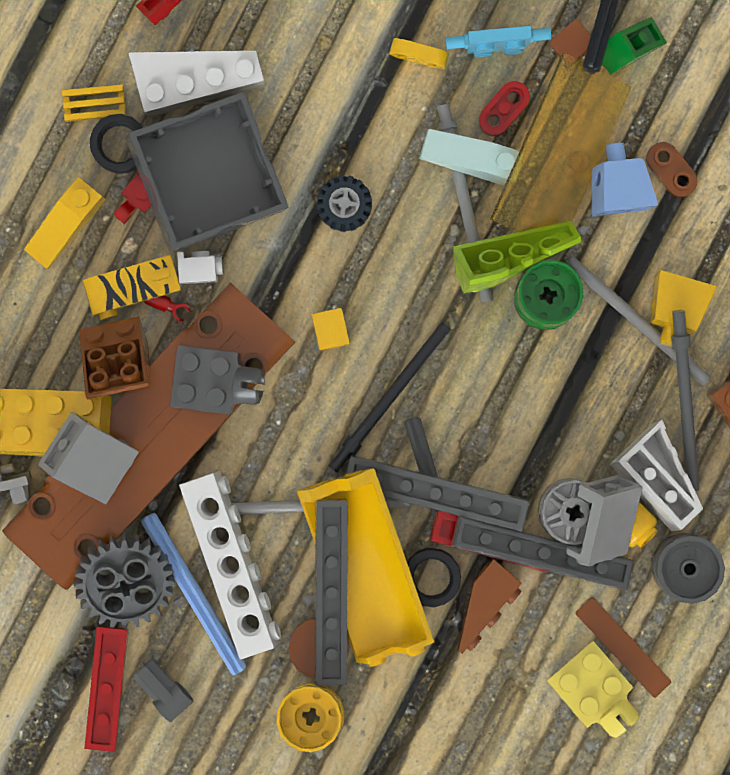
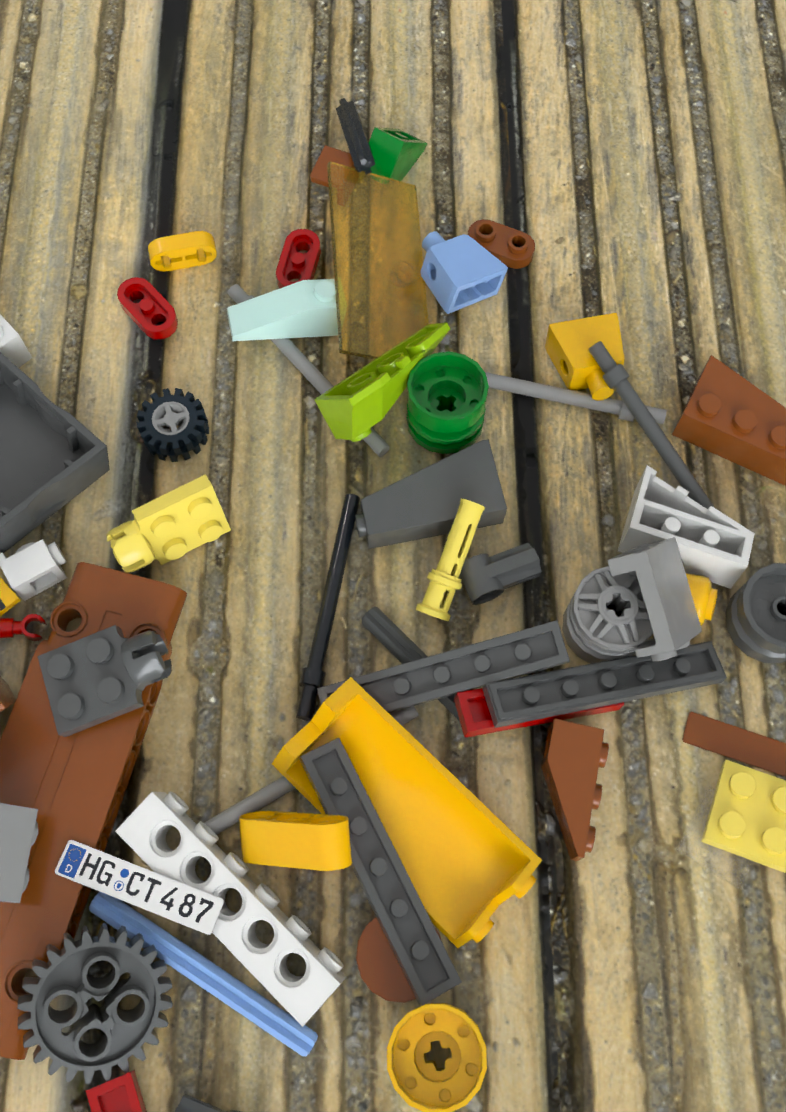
camera: 30 degrees left, 20 degrees down
(179, 527) = (139, 887): none -> white sticker
(288, 549) = (296, 840): none -> yellow beam
(302, 292) = (169, 526): none -> light yellow plate
(330, 329) = (222, 559): yellow panel -> none
(369, 92) = (150, 310): none -> red plate
(455, 575) = (514, 761): black tyre -> none
(476, 424) = (445, 579): none -> light yellow pin
(506, 363) = (430, 498): none -> dark grey slope
(509, 40) = (255, 195): medium azure plate -> none
(510, 436) = (489, 576): none -> dark grey piece

